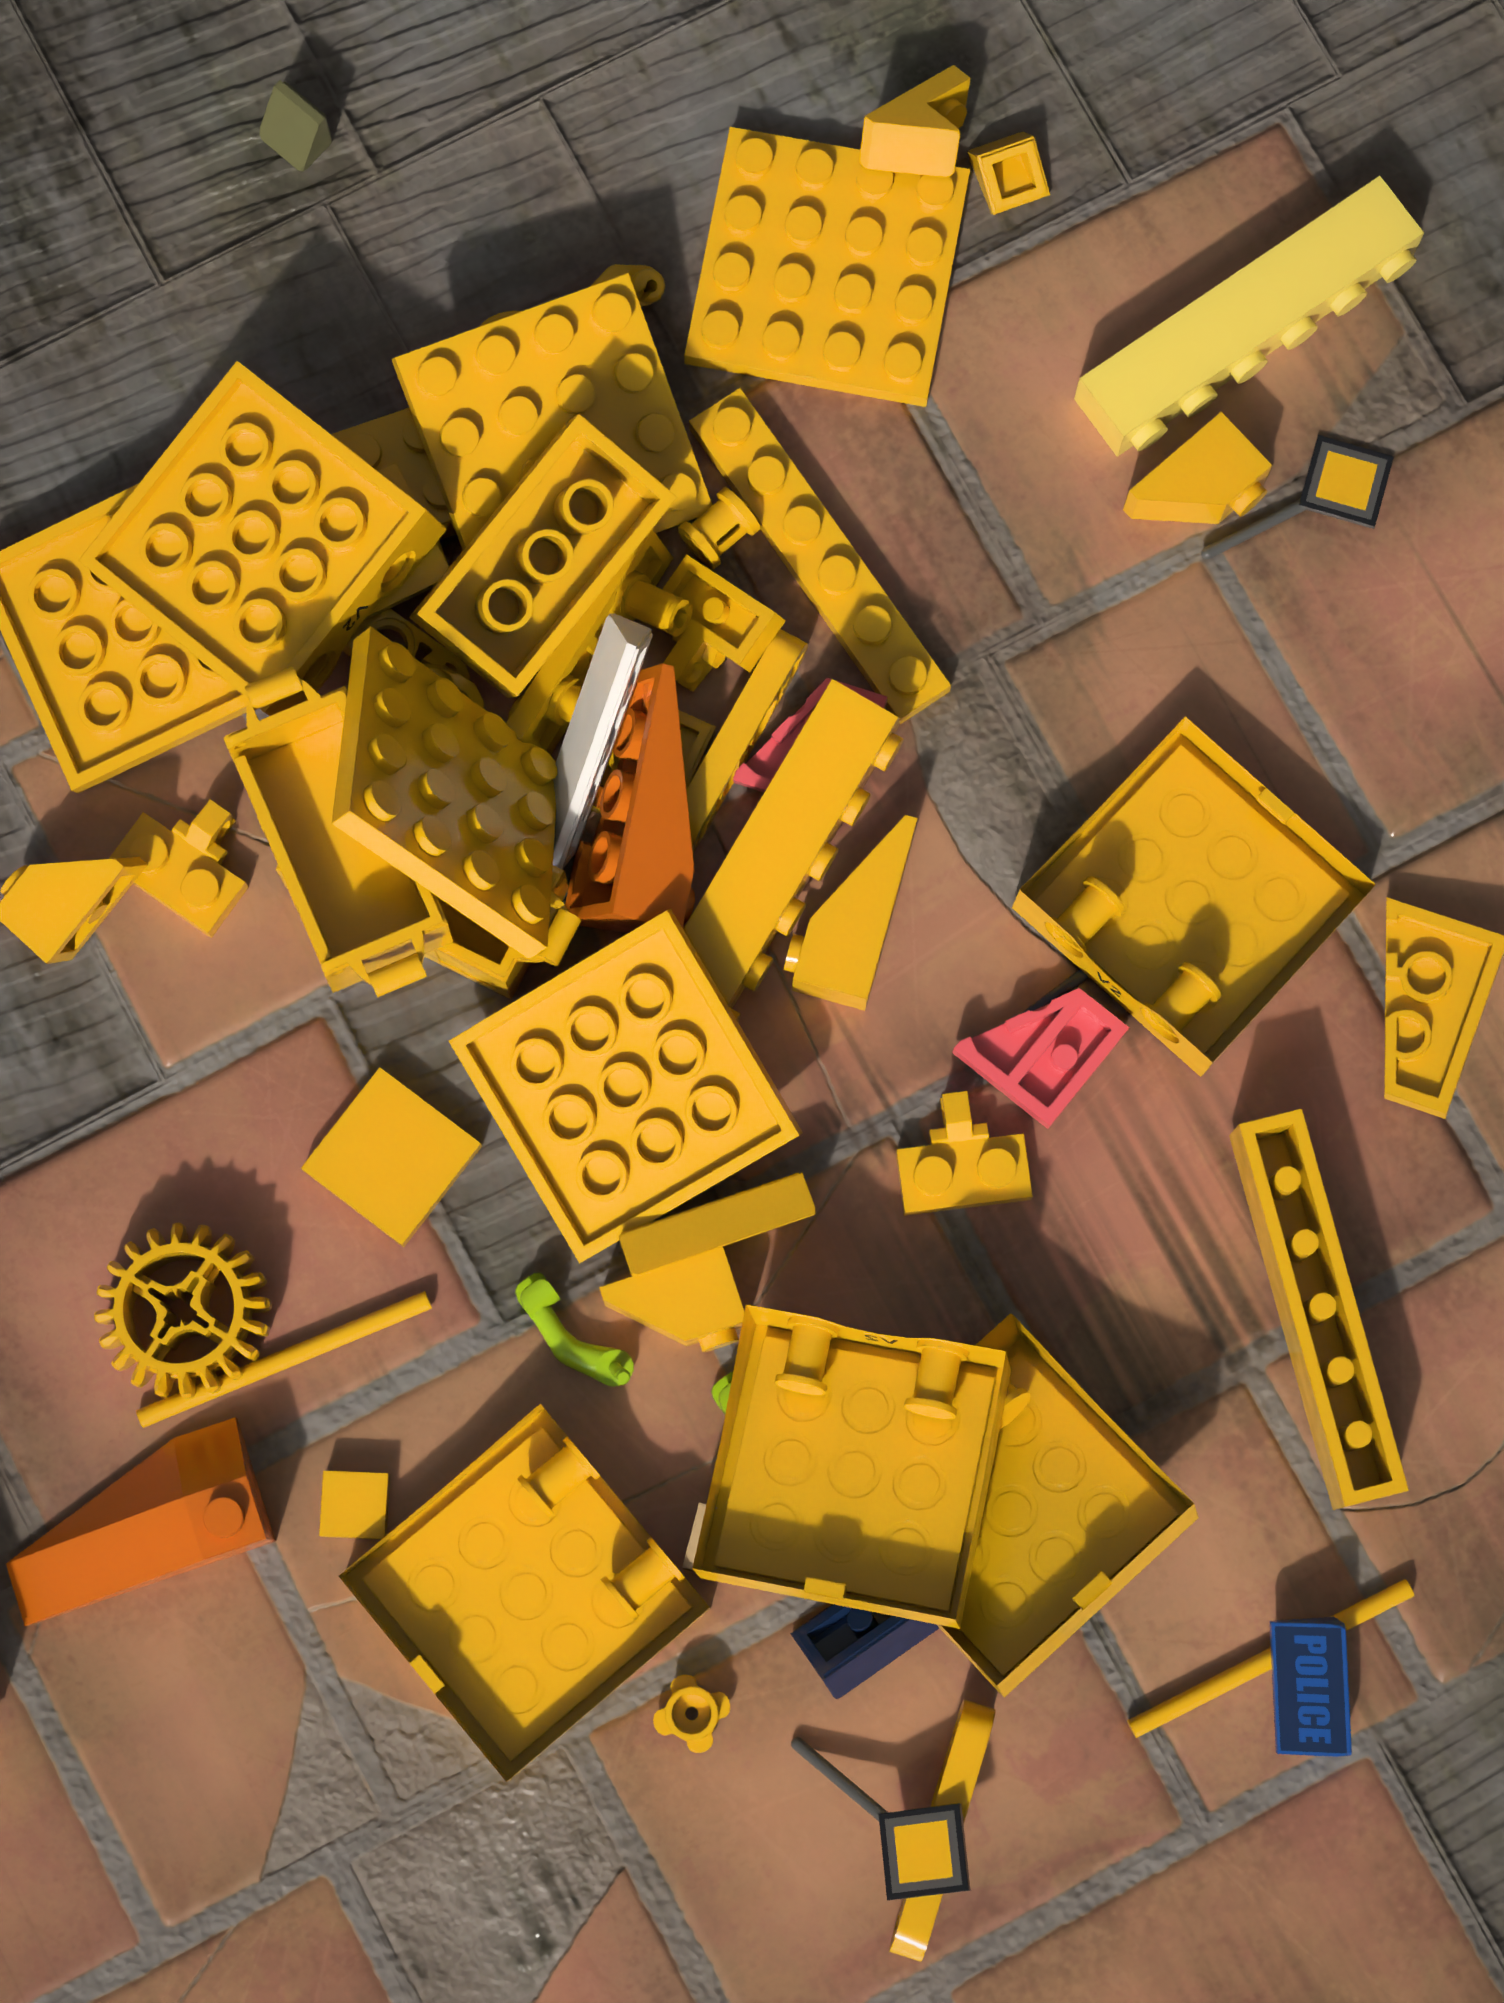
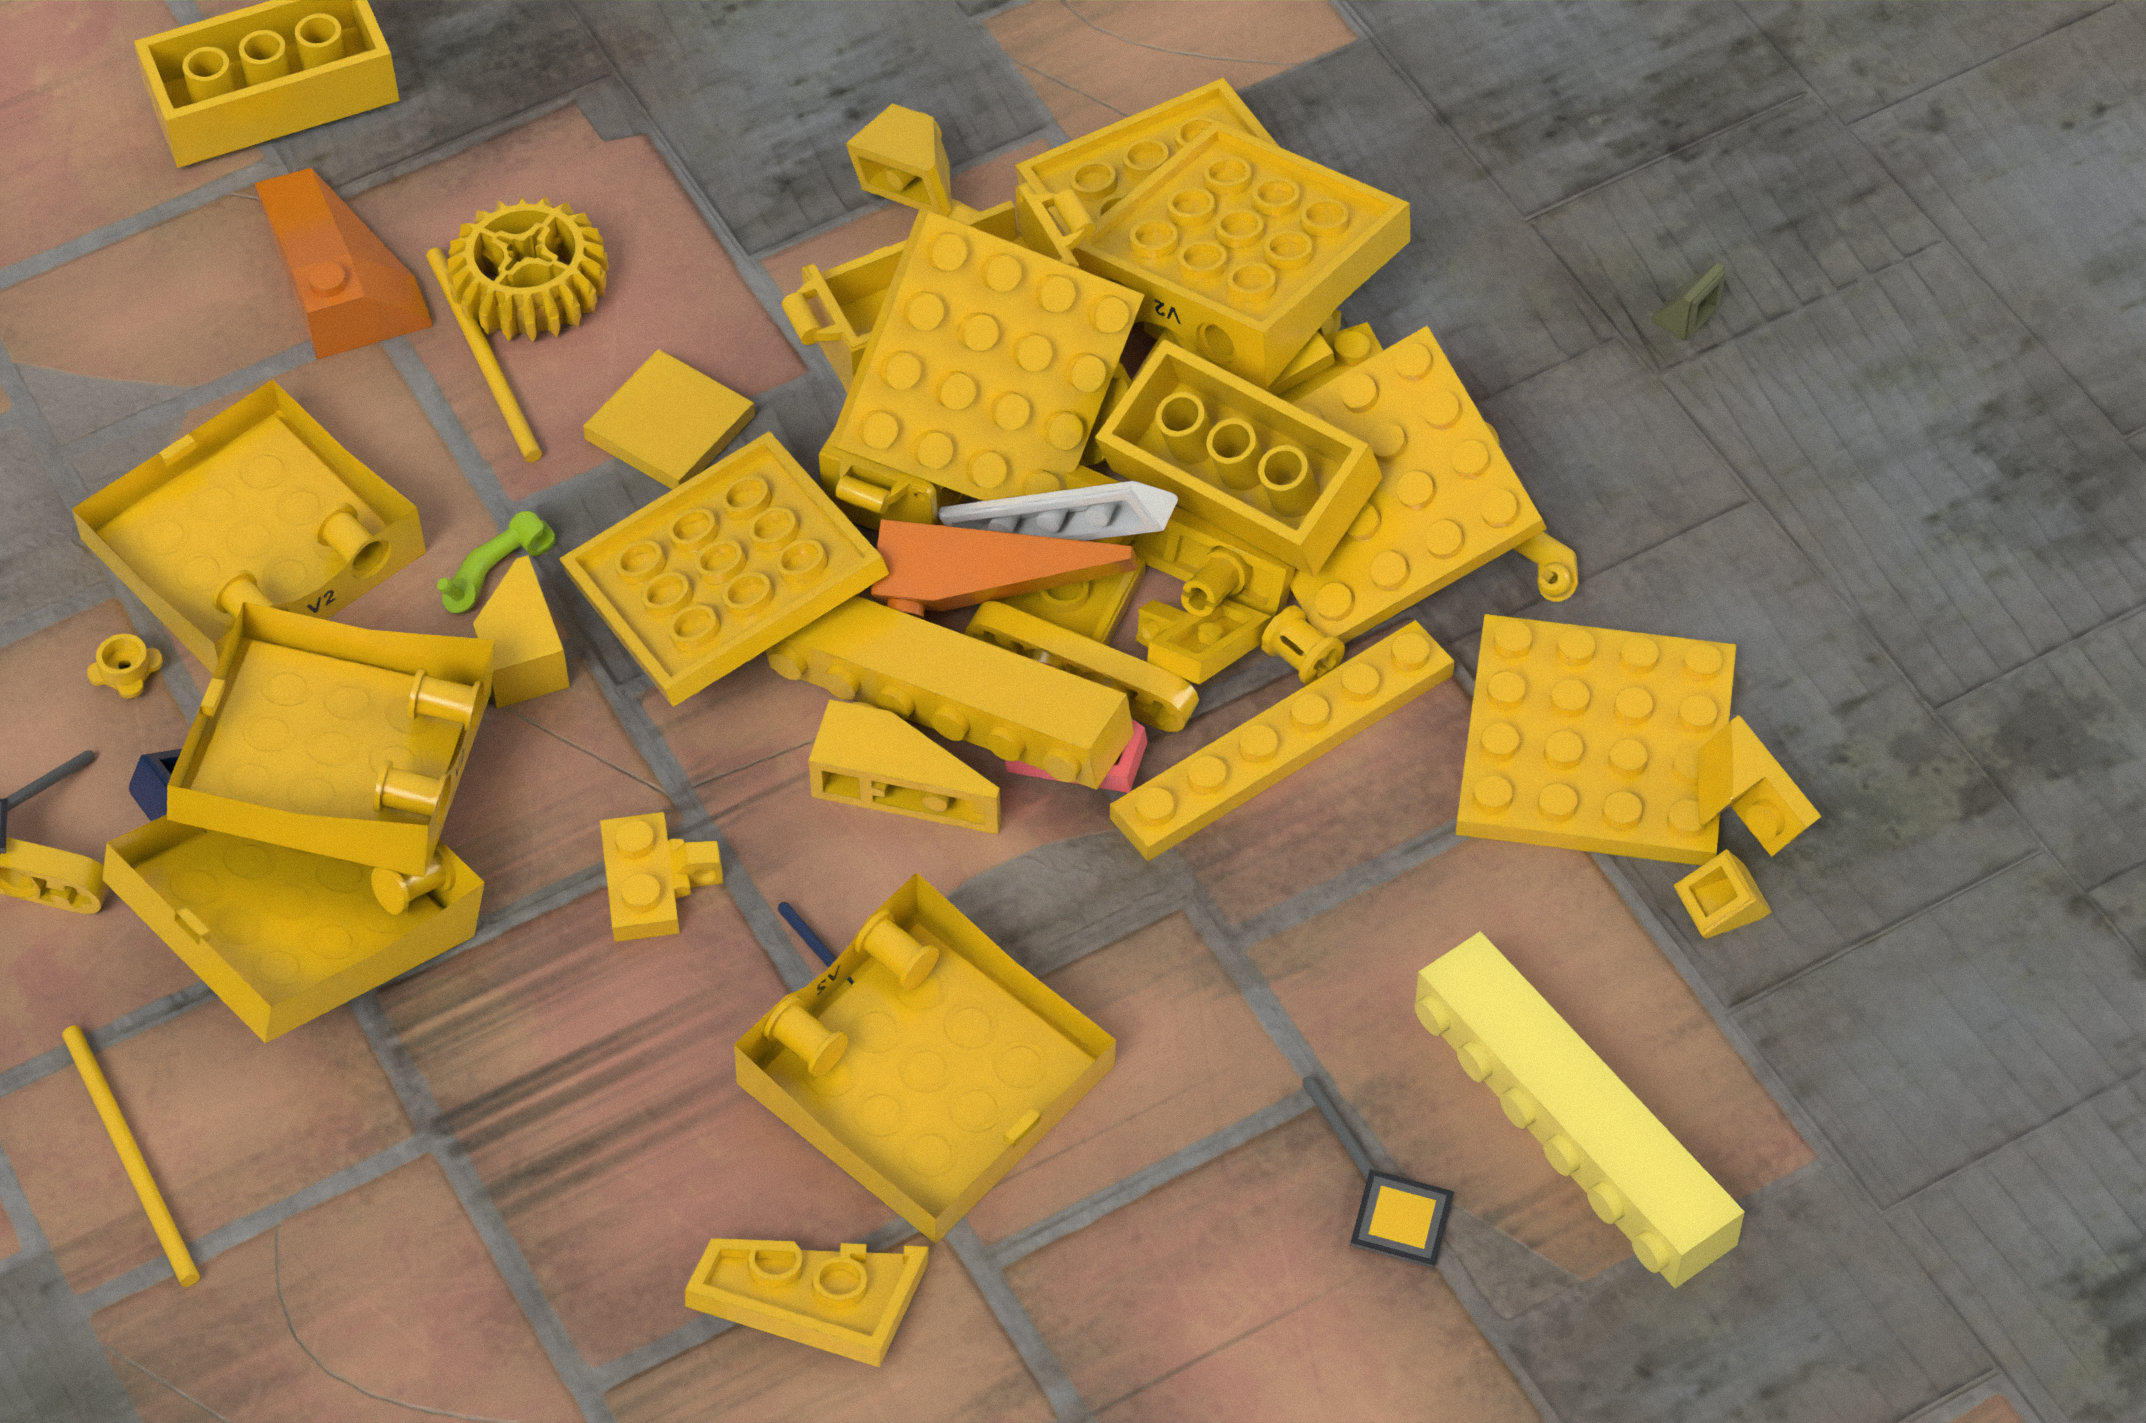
camera: 90 degrees right, 25 degrees down
(354, 1505) = (345, 405): yellow tile -> none
(717, 1224) = (589, 656): yellow slope -> none
(1045, 1053) = (758, 935): coral wing -> none
(1203, 479) = (1391, 1066): yellow slope -> none
(1310, 1687) = (93, 1178): slope -> none
(1317, 1310) = (476, 1165): yellow brick -> none

